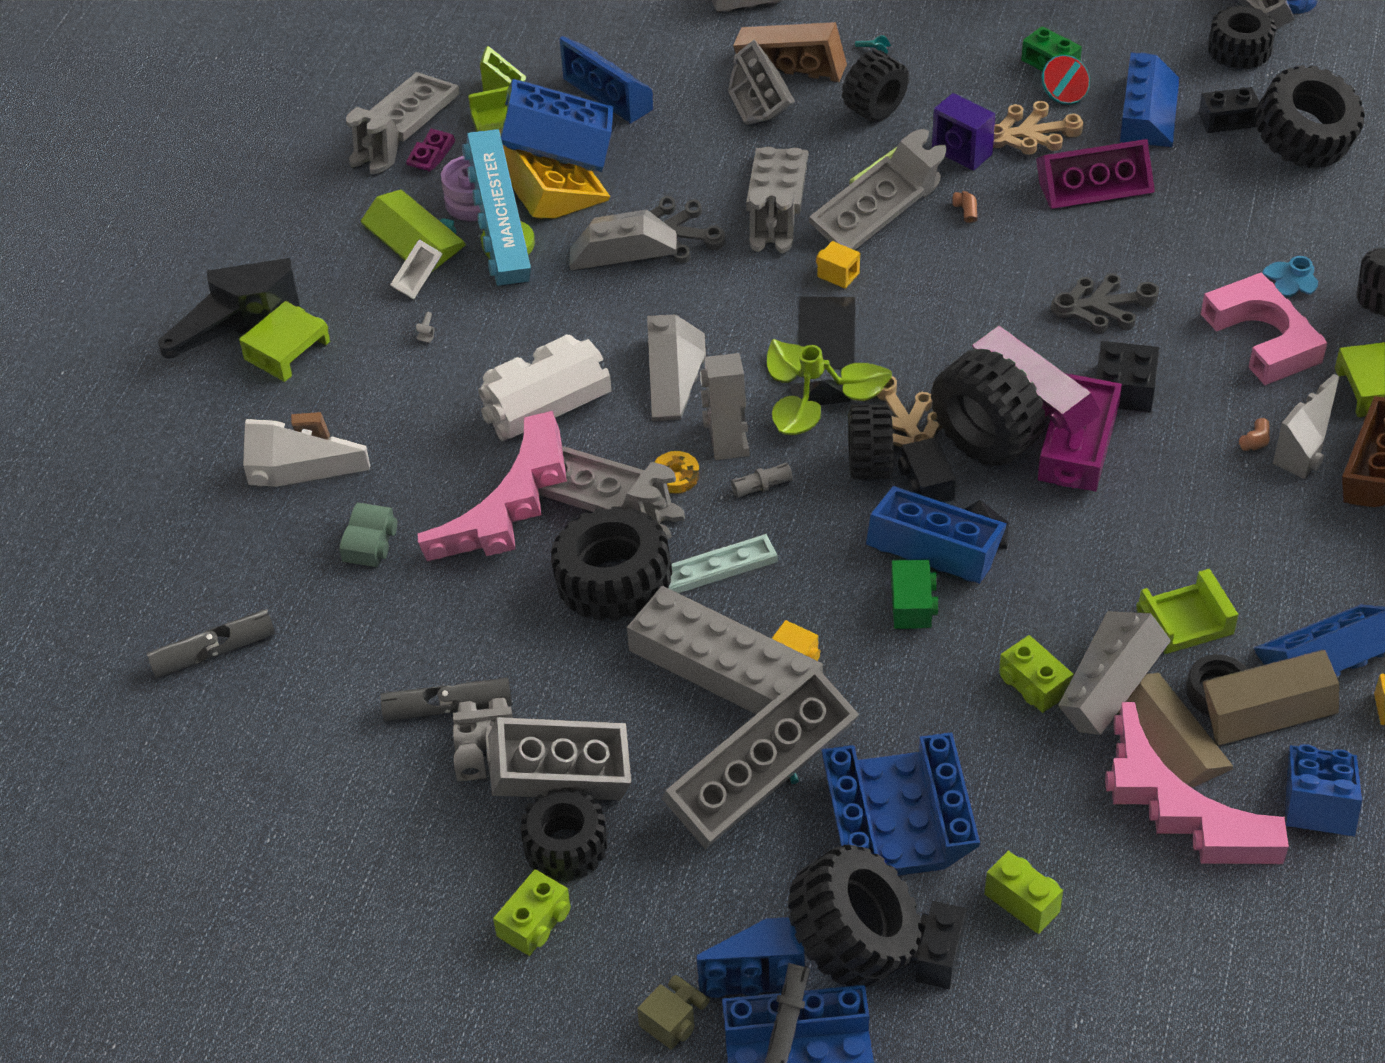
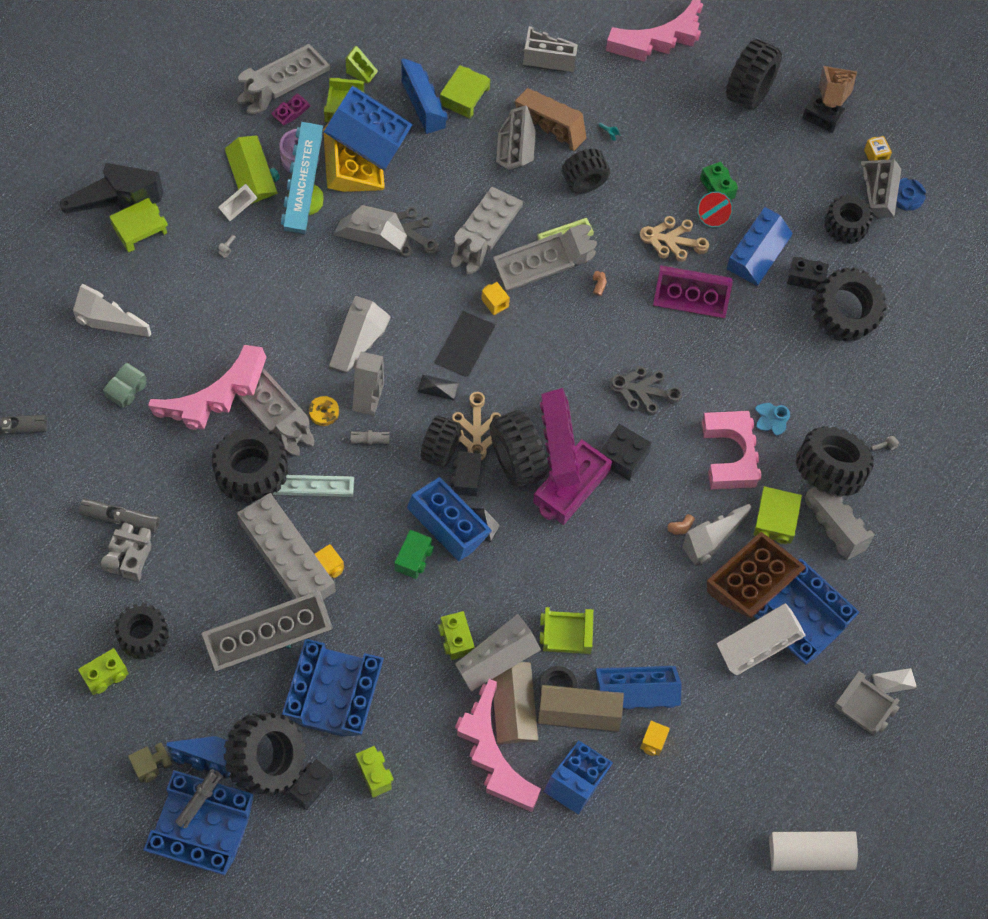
camera: 15 degrees right, 15 degrees up
(312, 422) = (122, 299): medium nougat tile -> none
(547, 755) = (157, 585): light grey brick -> none
(558, 380) = (264, 325): white brick -> none
(658, 58) = (464, 91): none -> lime panel
(788, 361) = (429, 360): lime plant -> none
(964, 130) = (623, 227): dark purple brick -> none

